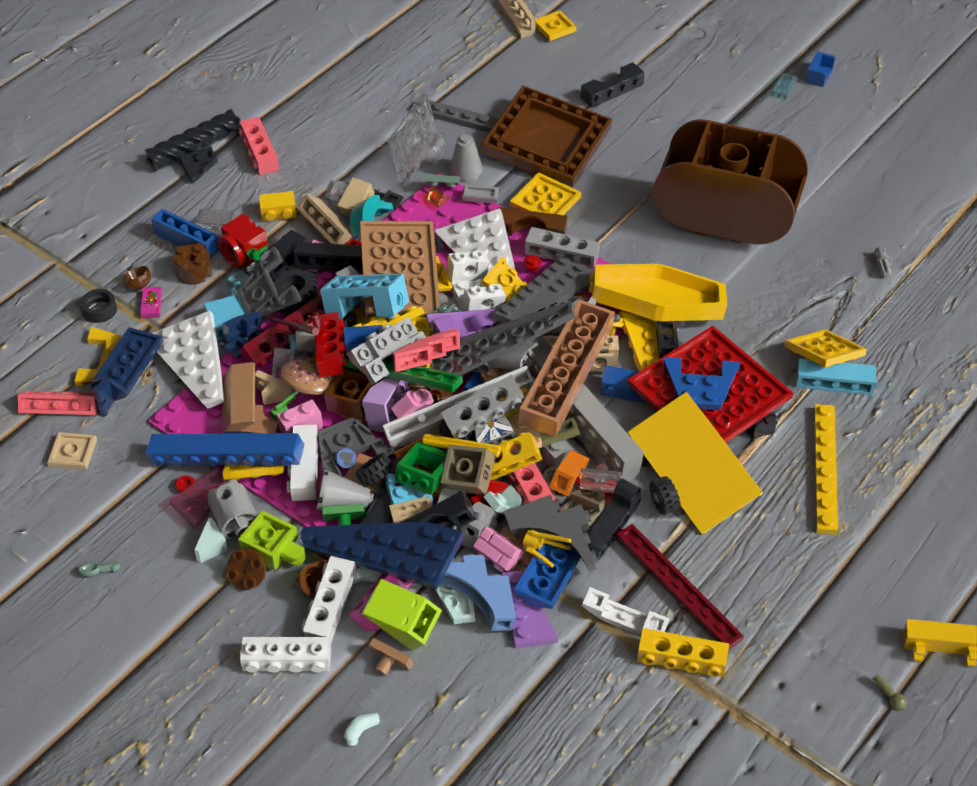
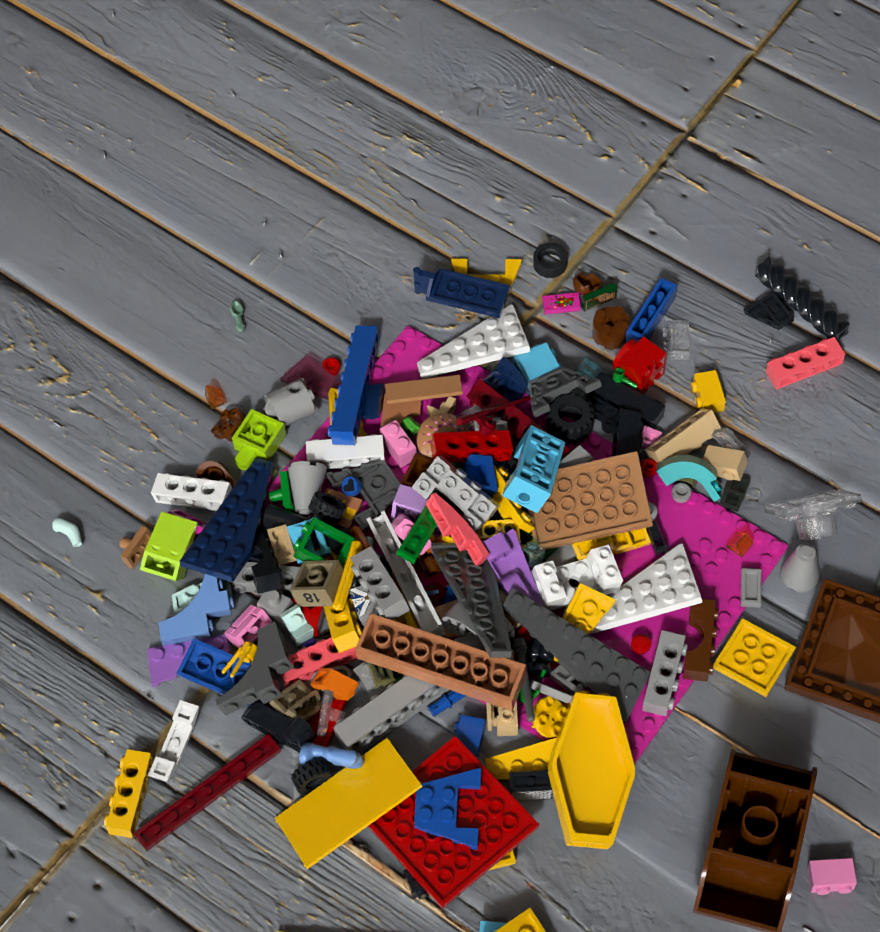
camera: 90 degrees right, 10 degrees up
(57, 402) = (422, 246): coral fence -> none
(72, 451) = (370, 273): tan tile -> none
(155, 276) = (599, 297): none -> dark green tile
(203, 590) = (214, 396): none -> clear orange slope
(210, 542) = (257, 390): light aqua slope -> none
(285, 654) = (141, 466): white brick -> none
(434, 180) = (765, 544): sand green plate -> none
(647, 470) = (337, 756): none -> medium blue piece

